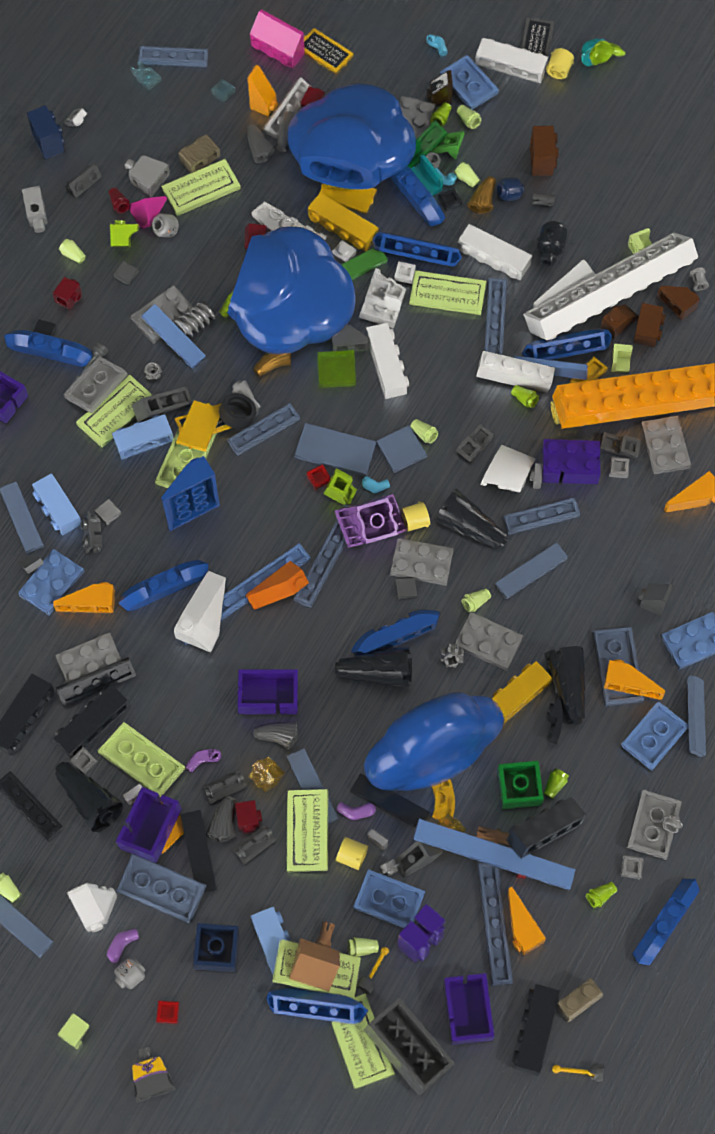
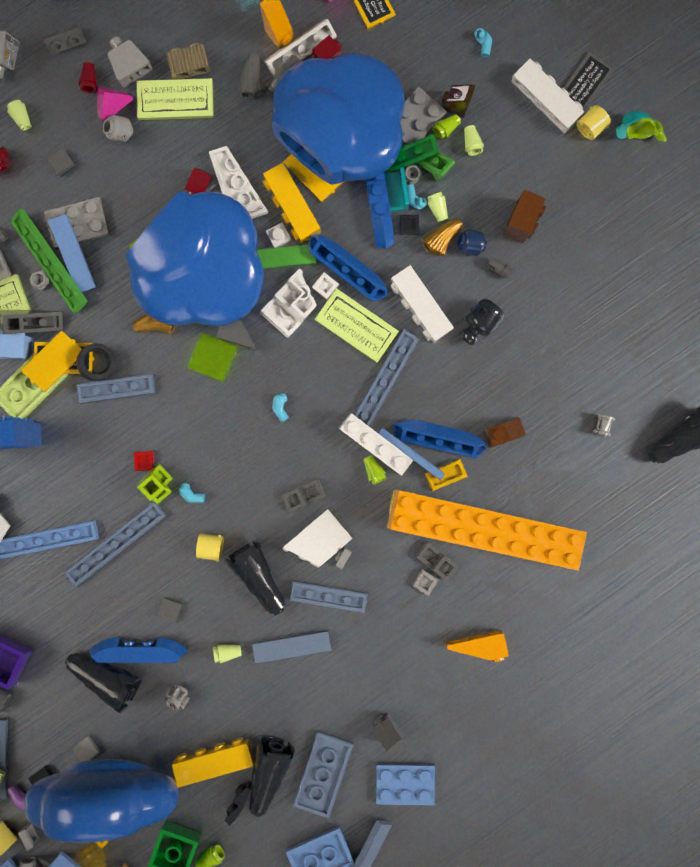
camera: 25 degrees right, 20 degrees up
(121, 233) = (72, 118): lime brick -> none
(154, 352) = (48, 261): none -> bright green tile
(195, 318) = (101, 246): light grey piece -> none
(243, 388) = (113, 342): light grey cone -> none
(279, 585) = (57, 556): orange slope -> none
(335, 449) = (171, 441): sand blue tile -> none
(370, 520) = (166, 532): medium lavender slope -> none
(386, 360) = (261, 372): white brick -> none
(401, 449) = (233, 469): sand blue tile -> none
(414, 382) = (278, 403): none -> medium azure arm
(422, 560) = (196, 590): light grey plate -> none
(424, 431) = (262, 462): yellowish green cone -> none
(471, 83) = (493, 101): medium blue plate -> none
(489, 641) = (219, 696): light grey plate -> none
(574, 457) = (381, 559): dark purple piece -> none
(575, 276) = (469, 375): white slope -> none
(610, 286) = (513, 397): white brick -> none
(621, 358) = (484, 474): yellowish green panel -> none
(627, 679) = (319, 798): light orange slope -> none
(639, 240) = (568, 361): yellowish green panel -> none
(648, 325) = (529, 452): reddish brown brick -> none
(665, 445) = (480, 580): light grey plate -> none
(679, 300) = (573, 440): reddish brown slope -> none

